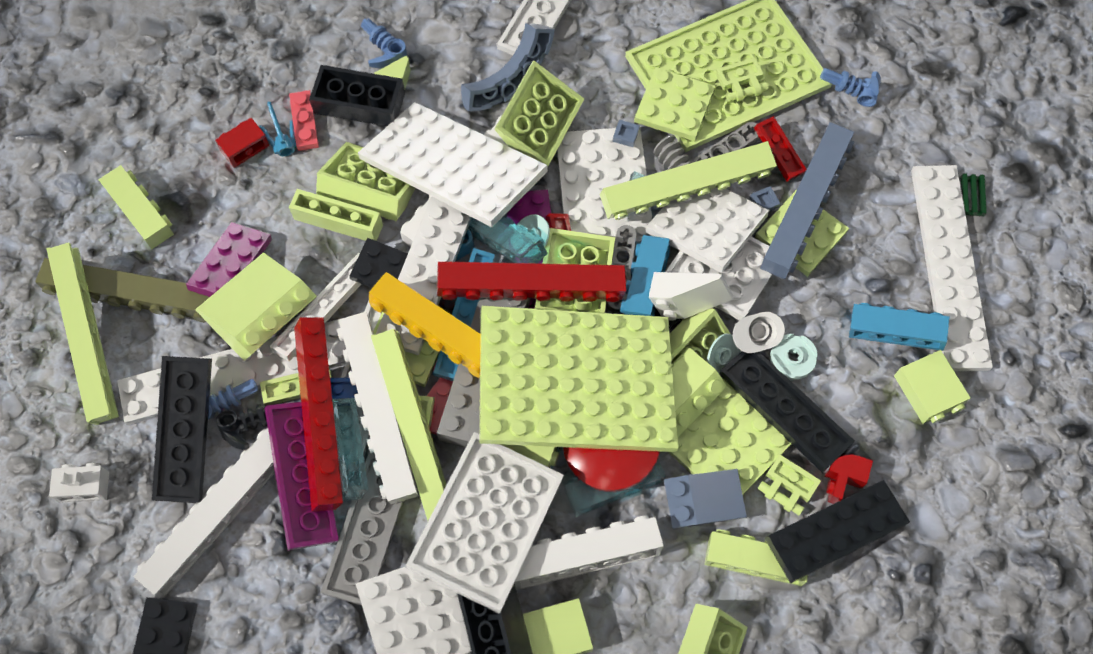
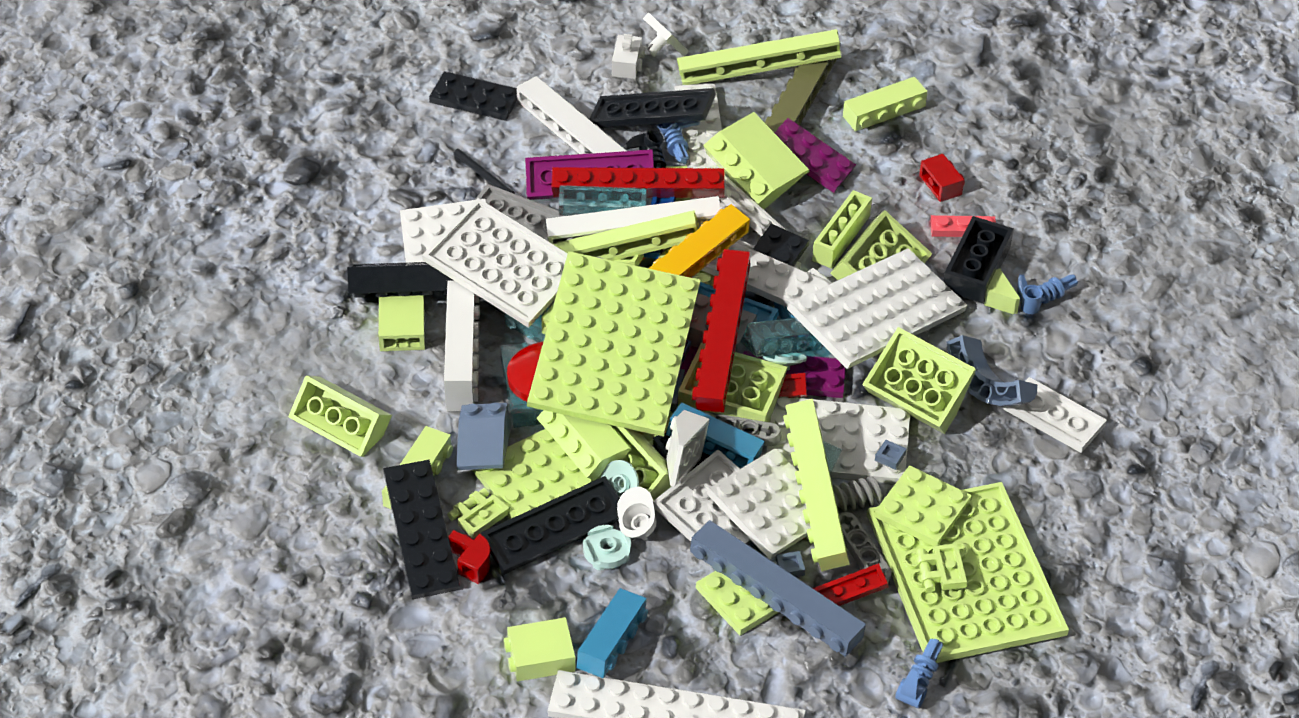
camera: 100 degrees right, 20 degrees down
(48, 445) = (664, 37): none -> white tile
(283, 145) = (936, 204): dark azure plant -> none
(294, 606) = (480, 170): none -> black bar

